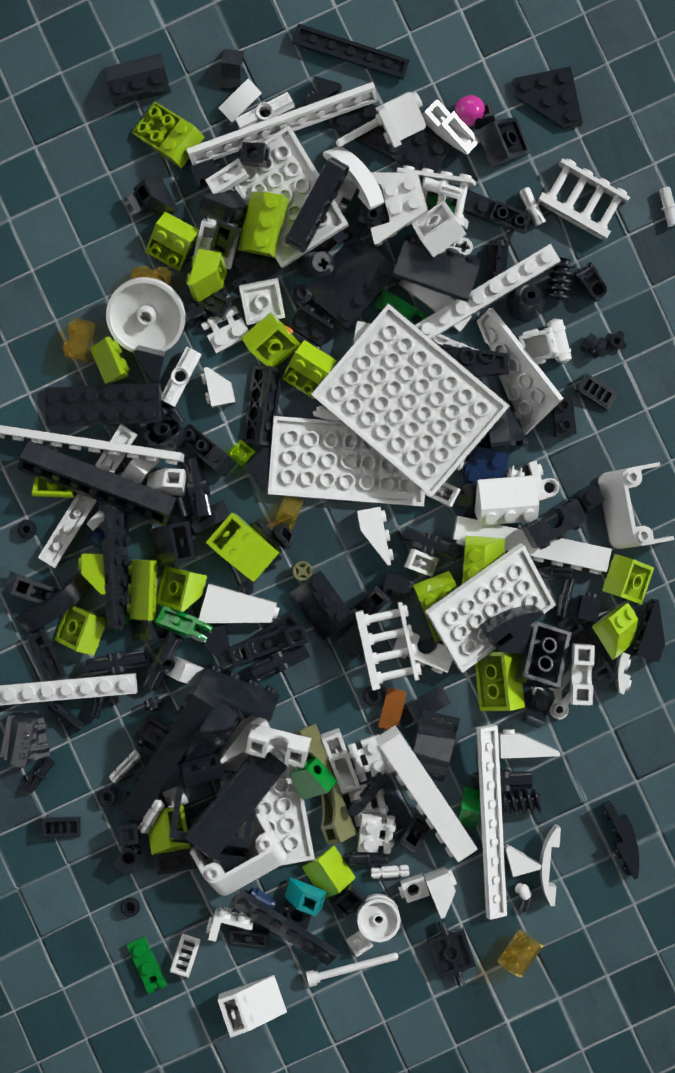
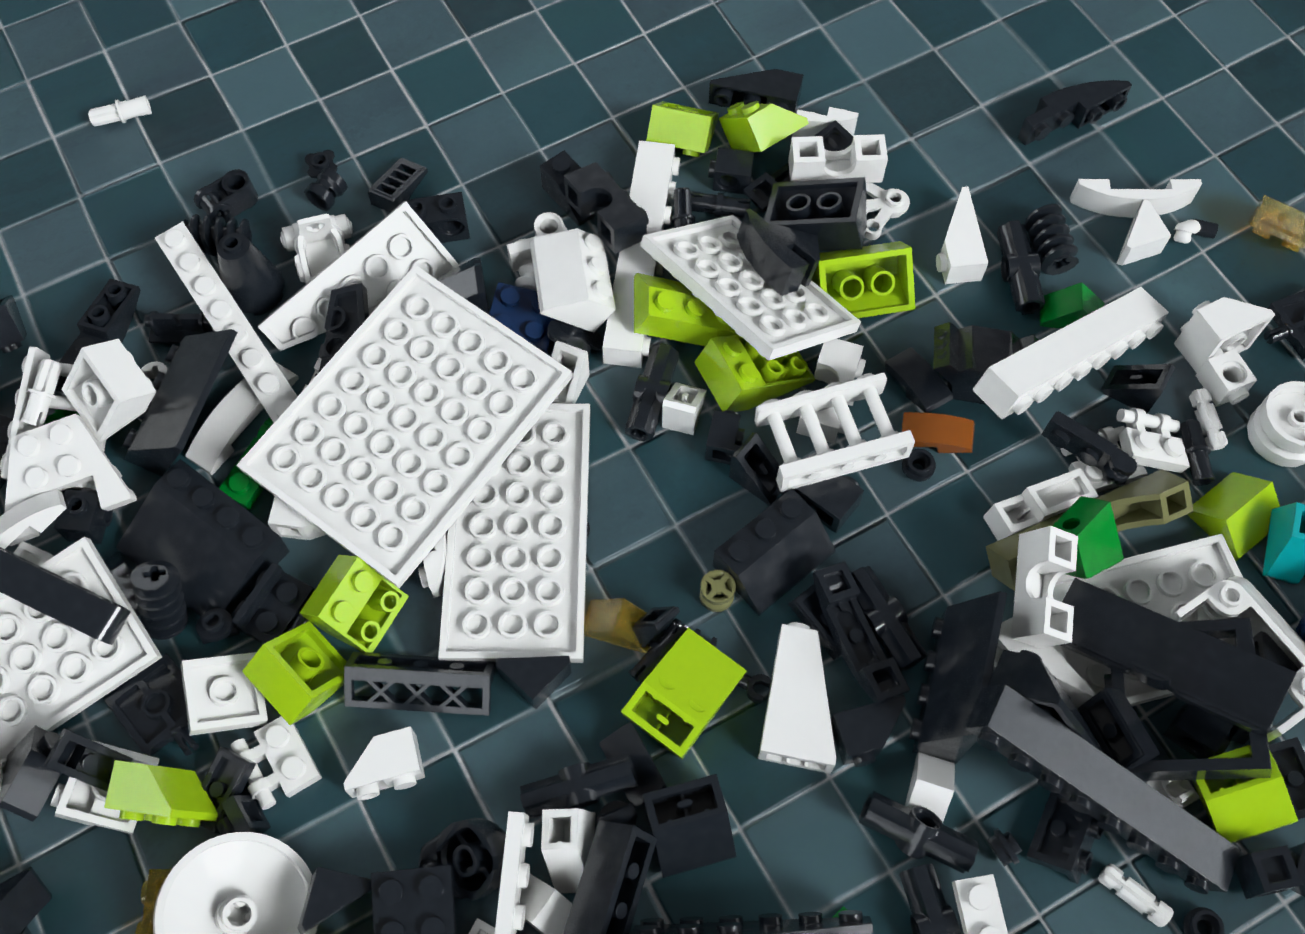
camera: 90 degrees left, 25 degrees down
(142, 589) = (785, 879): lime slope -> none
(147, 630) = (860, 864): black slope -> none
(151, 816) = (1226, 826): white axle -> none
(172, 241) = (94, 877): lime slope -> none
(180, 588) = (774, 809): lime slope -> none
(182, 623) = (842, 793): green hinge -> none
(187, 365) = (342, 828): white piece -> none
(208, 451) = (509, 768): black slope -> none
(241, 452) = (508, 713): clear neon green plate -> none
(263, 223) = (69, 693): lime slope -> none
(349, 899) = (1275, 465): black slope -> none
(373, 529) = (633, 479): white slope -> none
(375, 760) = (1021, 454): white plate -> none
(491, 821) = (1090, 267): white plate -> none
(532, 206) = (94, 285): white axle -> none
(538, 708) = (900, 224): black slope -> none
(583, 219) = (106, 239): white fence -> none
(619, 512) = (587, 134): white windscreen -> none

